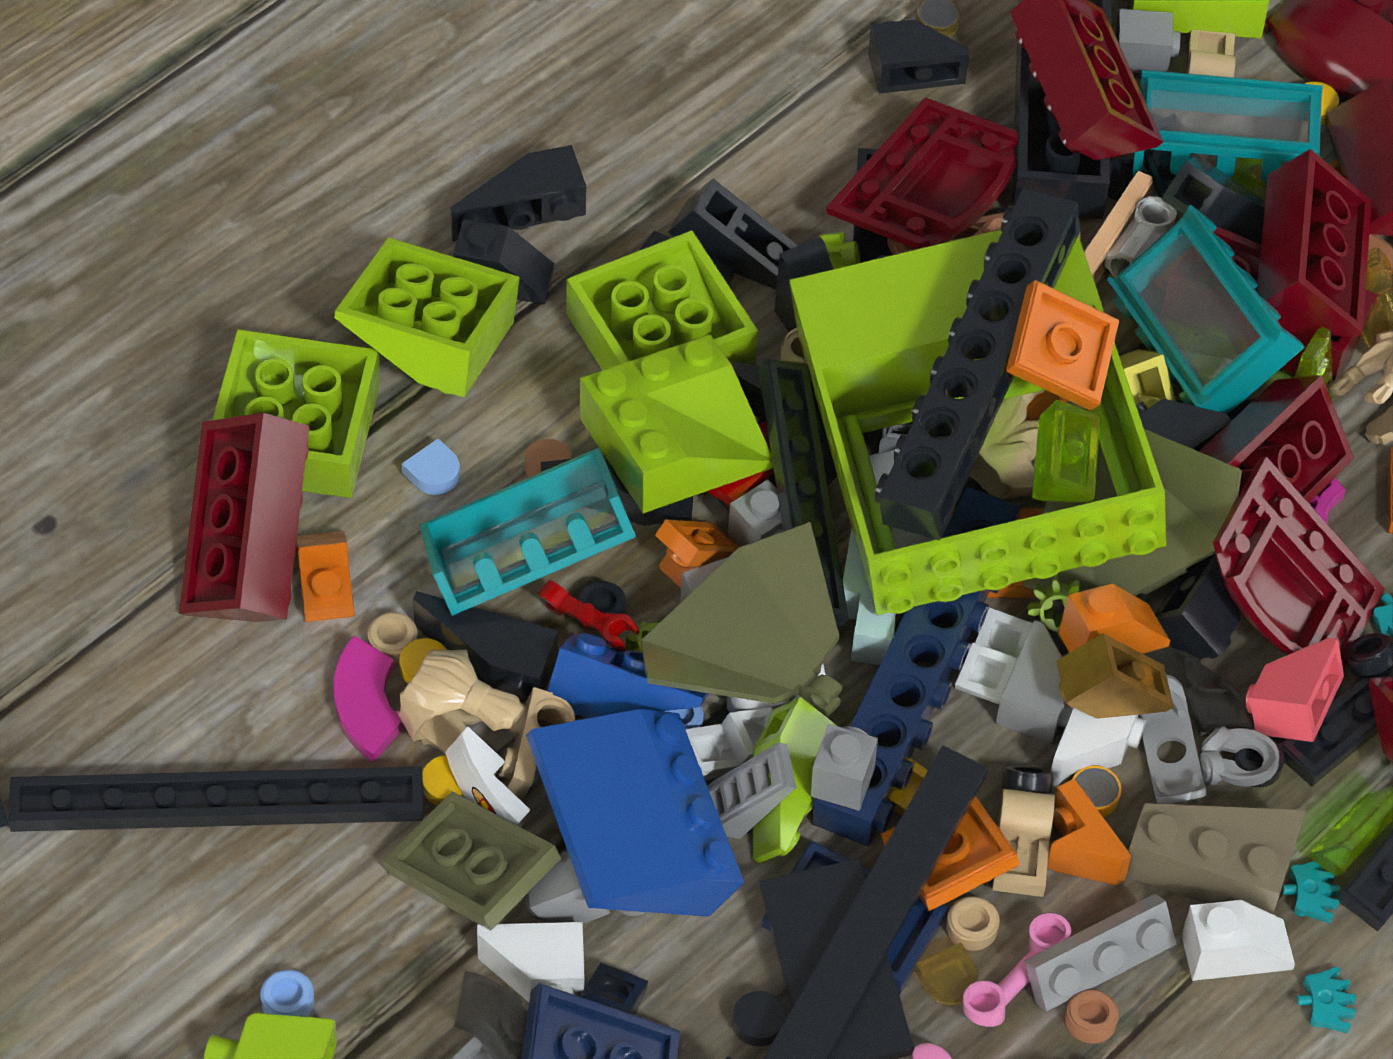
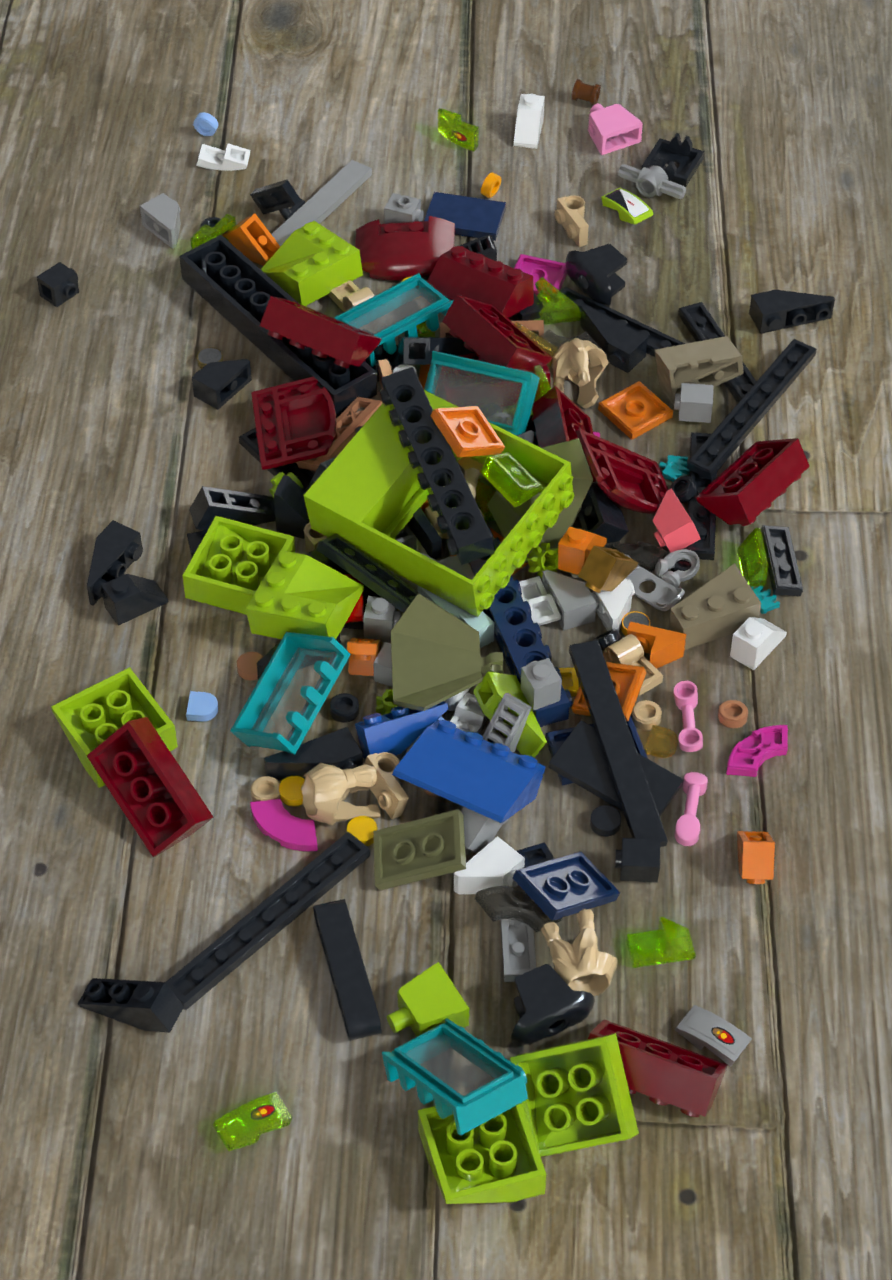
camera: 40 degrees left, 5 degrees down
(234, 938) = (347, 970): none -> black beam
(287, 994) = (395, 975): light blue tile -> none
(325, 576) = (211, 790): orange slope -> none
(431, 313) = (134, 635): lime slope -> none
(474, 770) = (379, 812): white slope -> none
(608, 624) = (325, 717): red piece -> none
(1100, 952) = (712, 684): light grey plate -> none
(1147, 39) = (320, 300): light grey brick -> none
(1328, 1001) = (813, 636): teal piece -> none

